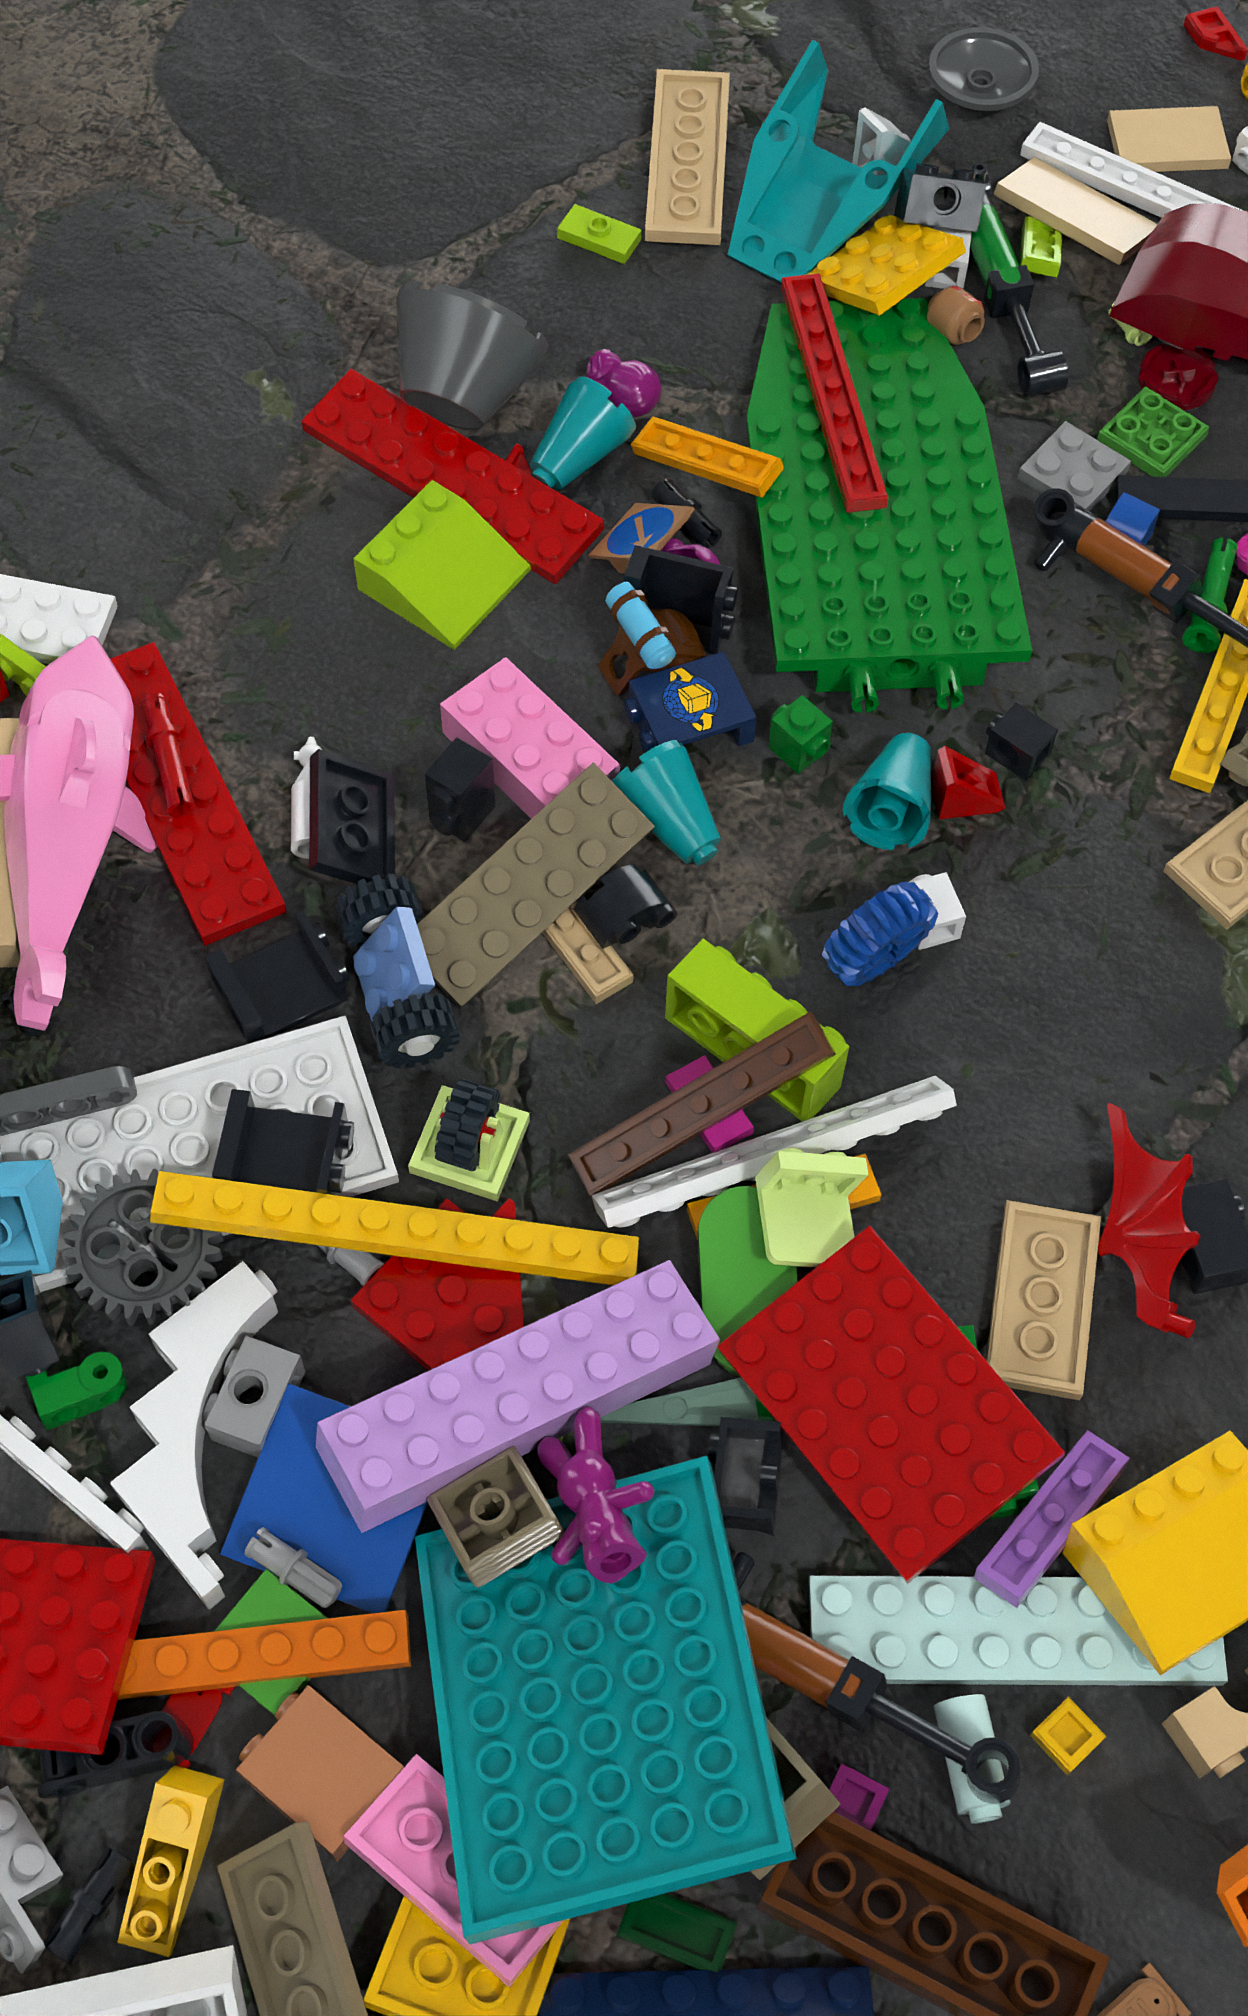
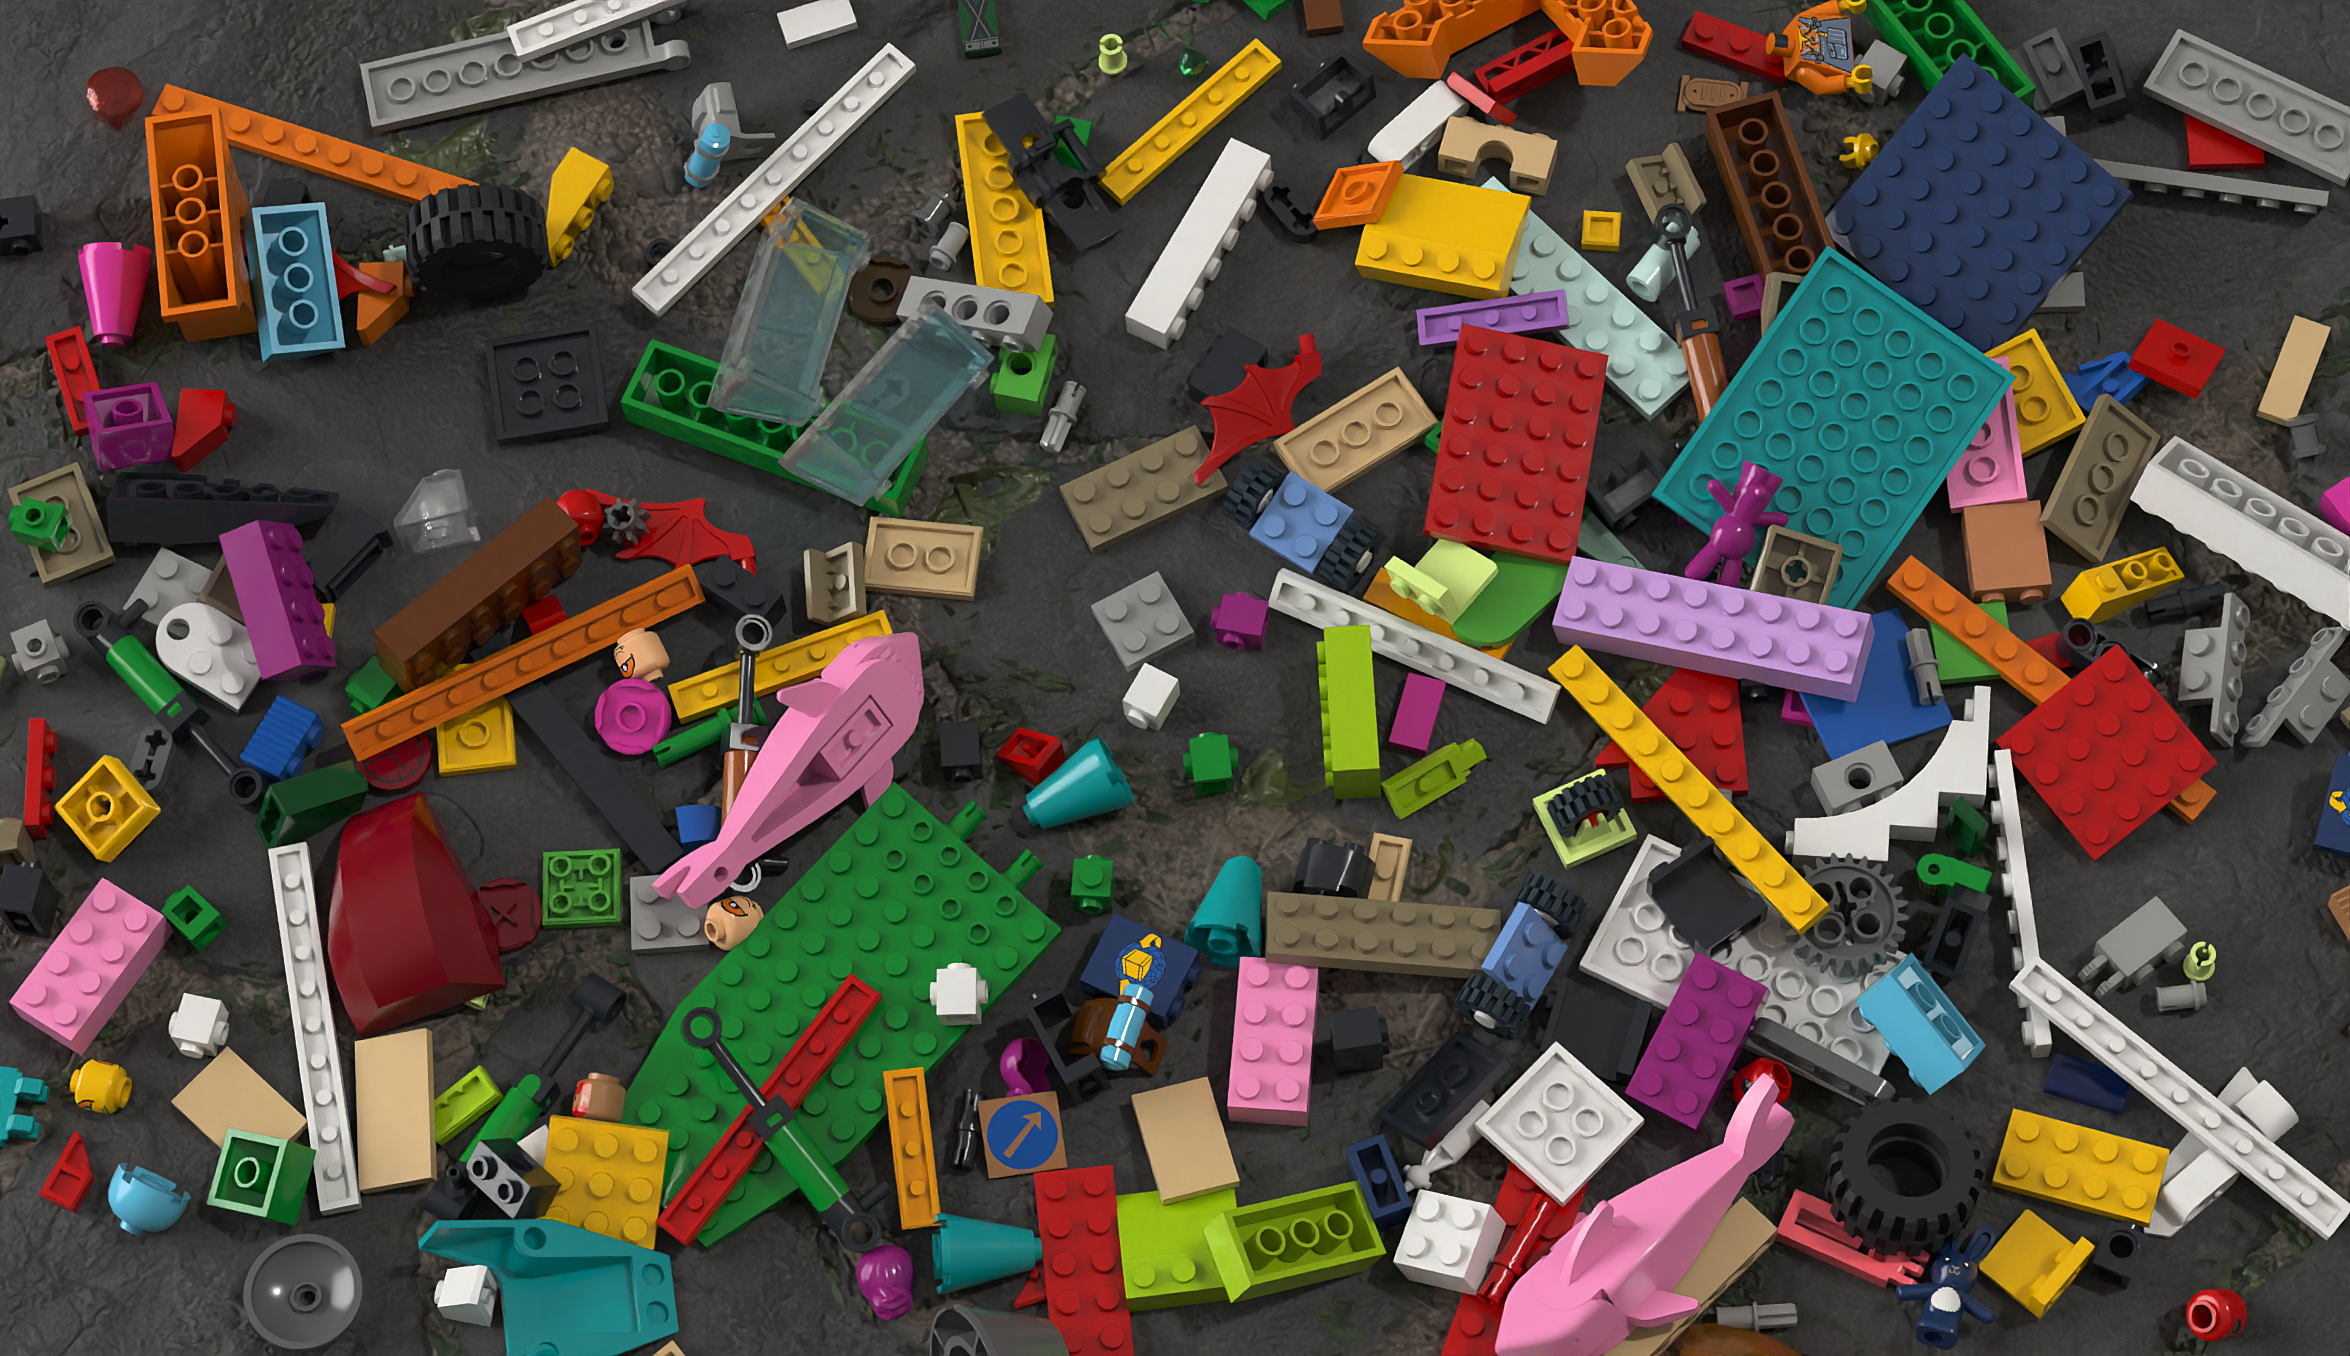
camera: 125 degrees left, 5 degrees up
(86, 1048) = (1749, 1074): none -> red head
(99, 1432) = (1966, 827): none -> dark green tile
(170, 1028) = (1697, 1042): none -> magenta brick
(227, 870) = (1559, 1124): none -> white plate
(229, 718) = (1449, 1242): none -> white brick
(332, 715) = (1379, 1181): none -> dark blue brick
(344, 602) = (1294, 1241): none -> lime brick
(515, 624) = (1185, 1140): none -> tan tile
(635, 1057) = (1431, 777): none -> lime hinge
(702, 1103) = (1438, 688): reddish brown tile -> none
(789, 540) = (959, 994): none -> white brick
(810, 362) = (793, 1147): none -> black piece
(821, 902) = (1211, 763): none -> green brick
(880, 933) = (1214, 692): blue gear -> none
(936, 1036) = (1241, 621): none -> magenta brick
(984, 1151) = (1302, 524): none -> plate
(1016, 972) = (1142, 621): none -> light grey plate
(1020, 484) = (732, 921): none -> light nougat head
(1058, 1843) = (1666, 181): none -> dark tan bracket
(1097, 103) = (261, 1176): none -> green slope
(1111, 621) = (817, 755): none -> bright pink animal
(1152, 42) = (145, 1200): none -> medium azure cylinder
(1153, 1072) = (1142, 489): none -> dark tan plate

